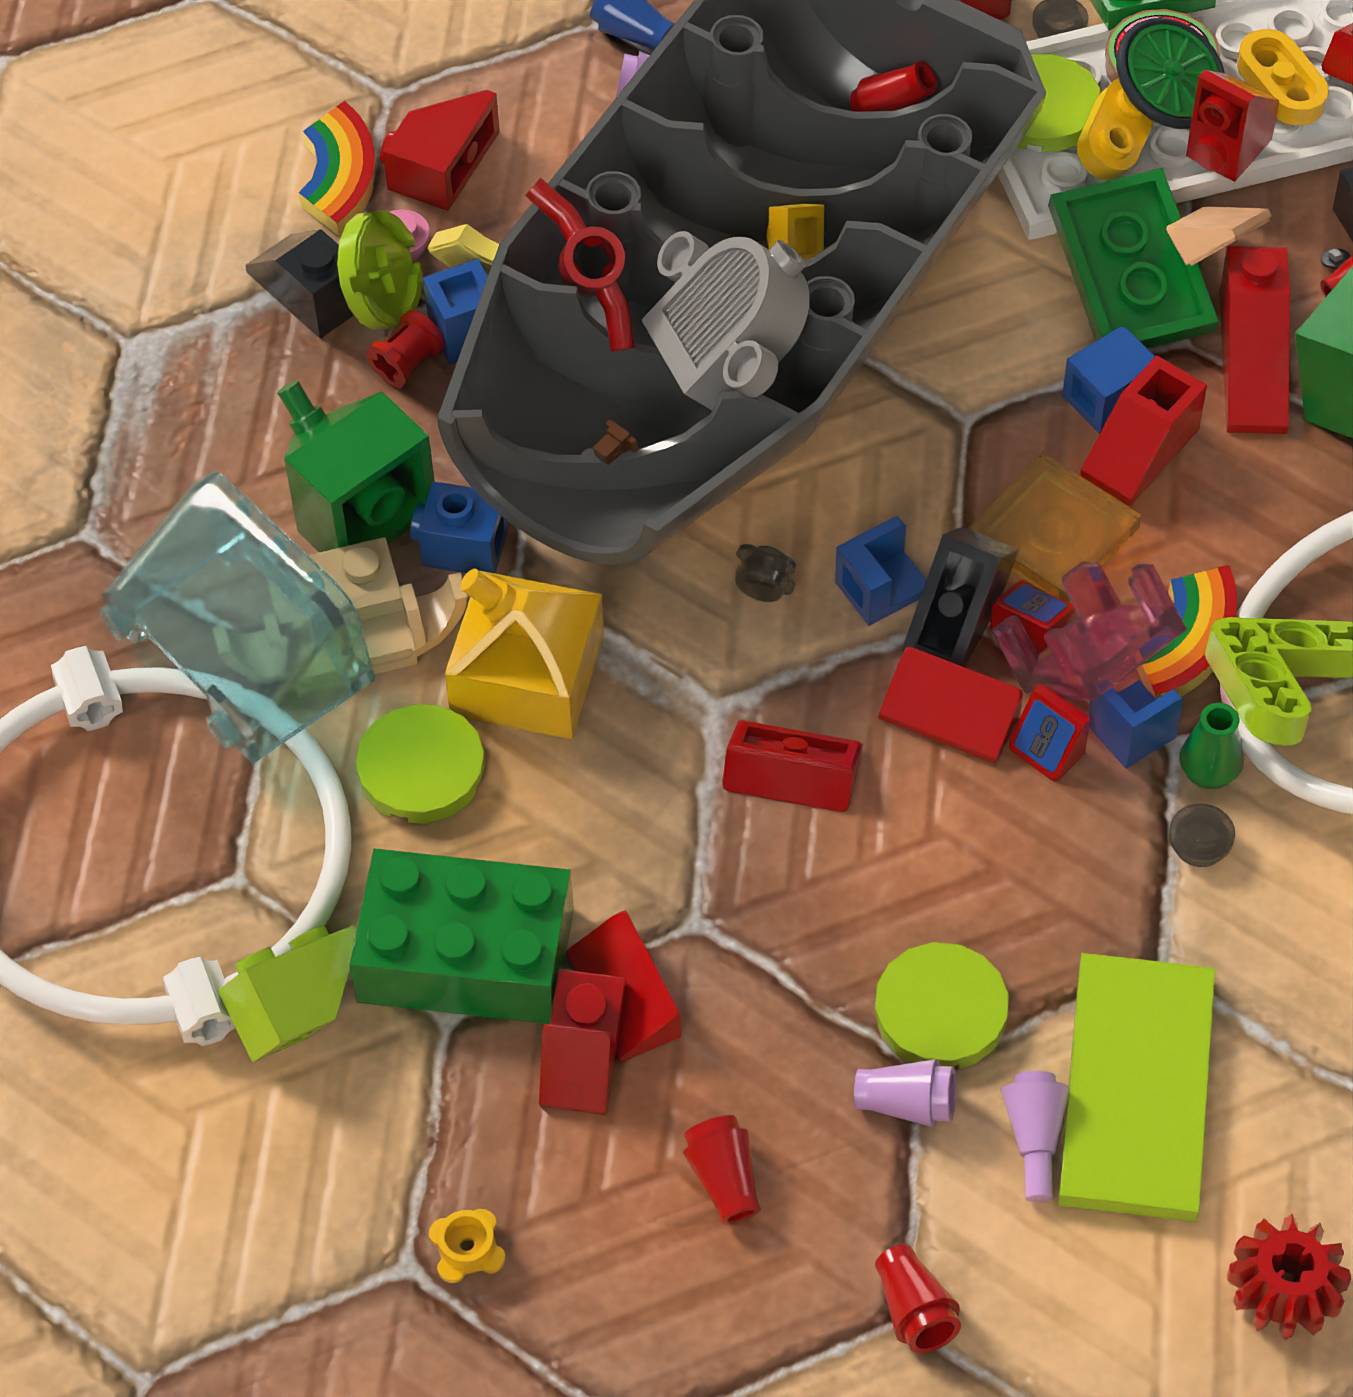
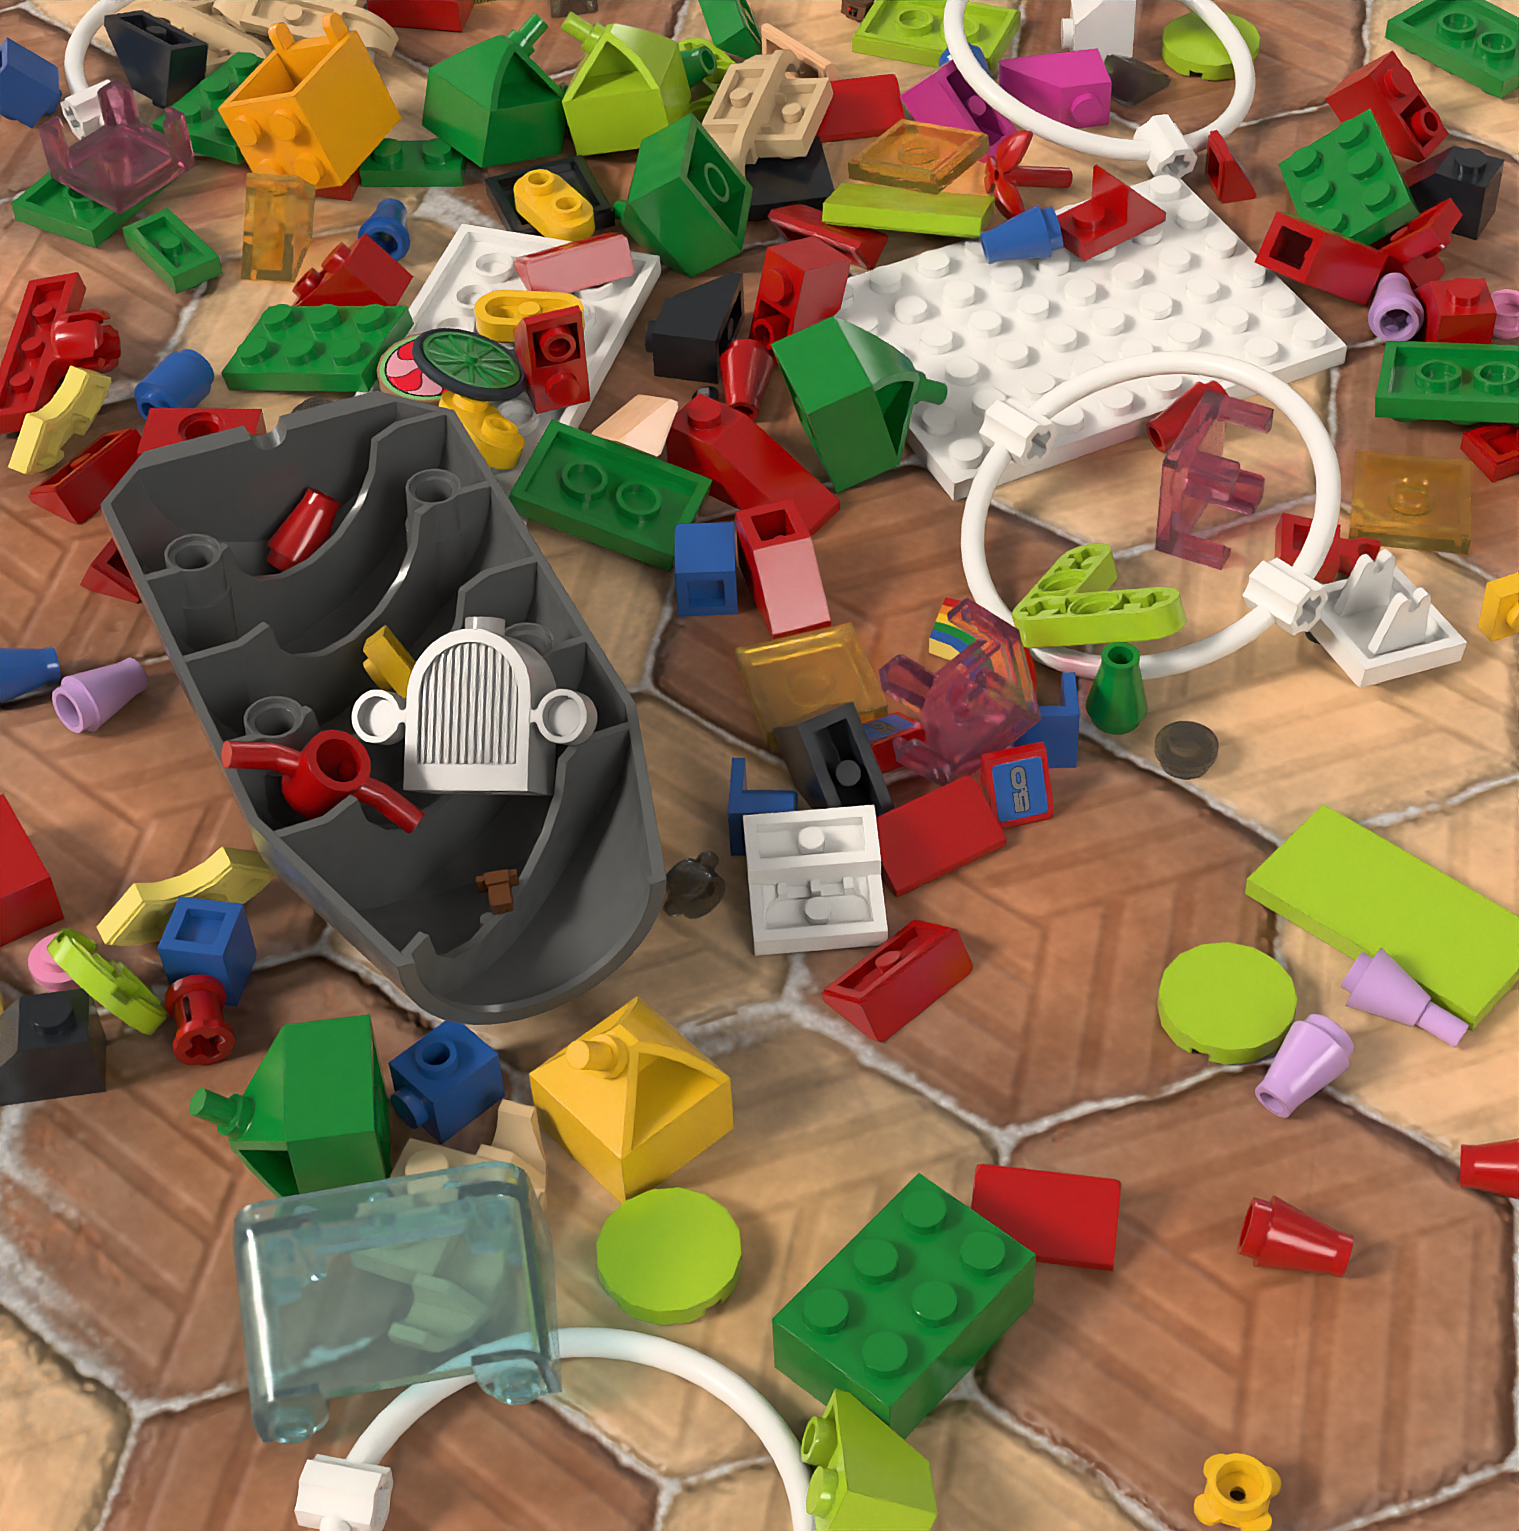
camera: 55 degrees left, 10 degrees down
(581, 1042) = (1093, 1284): red slope -> none
(831, 647) = (815, 880): none -> white slope

